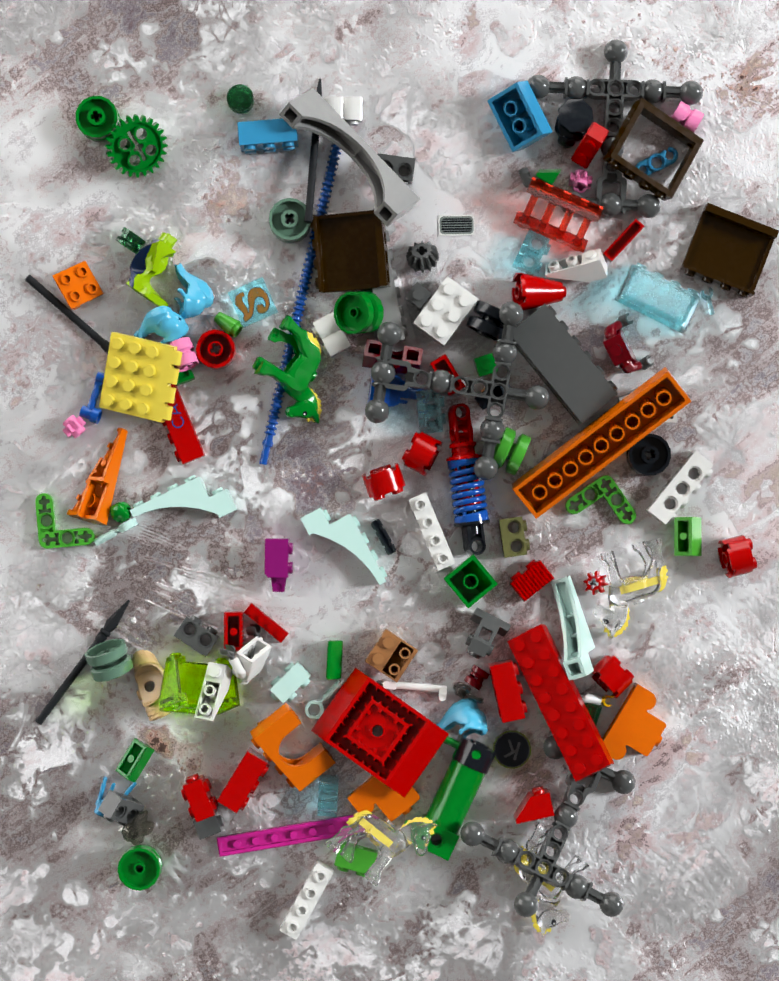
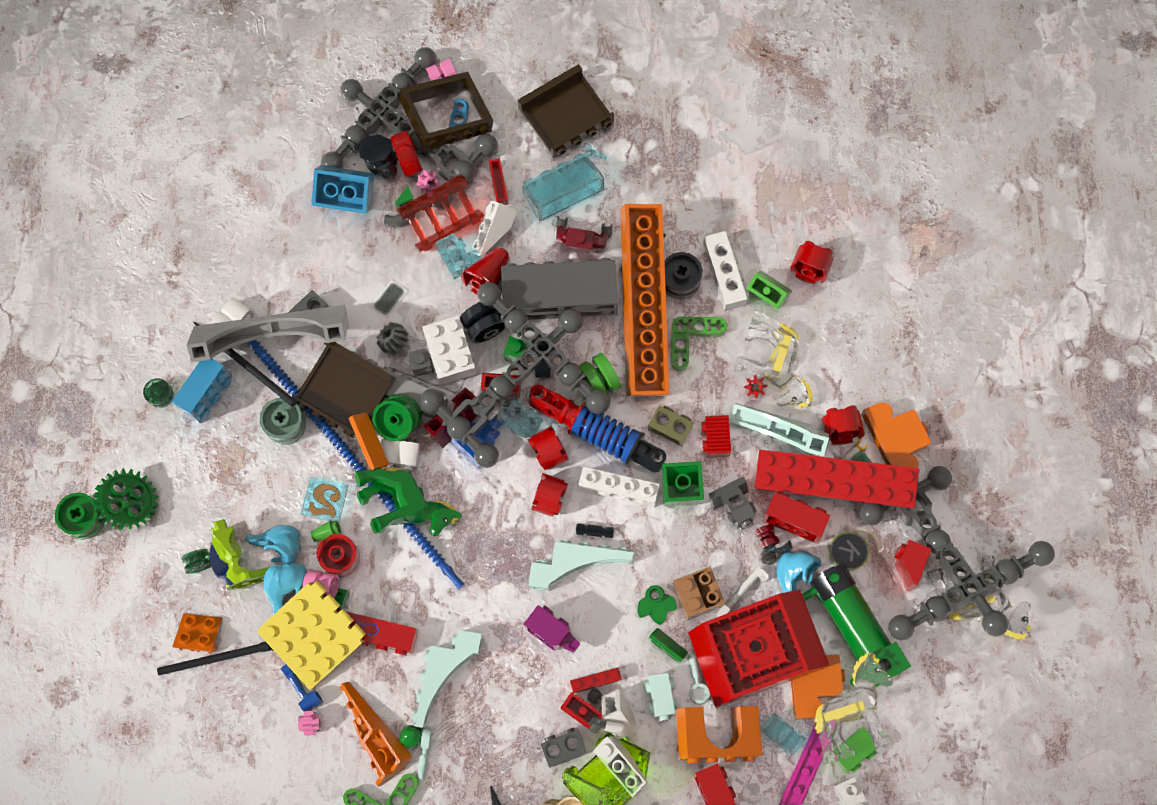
camera: 45 degrees left, 15 degrees down
(322, 305) = (368, 441): none -> orange tile
(357, 630) = (657, 607): none -> green plate

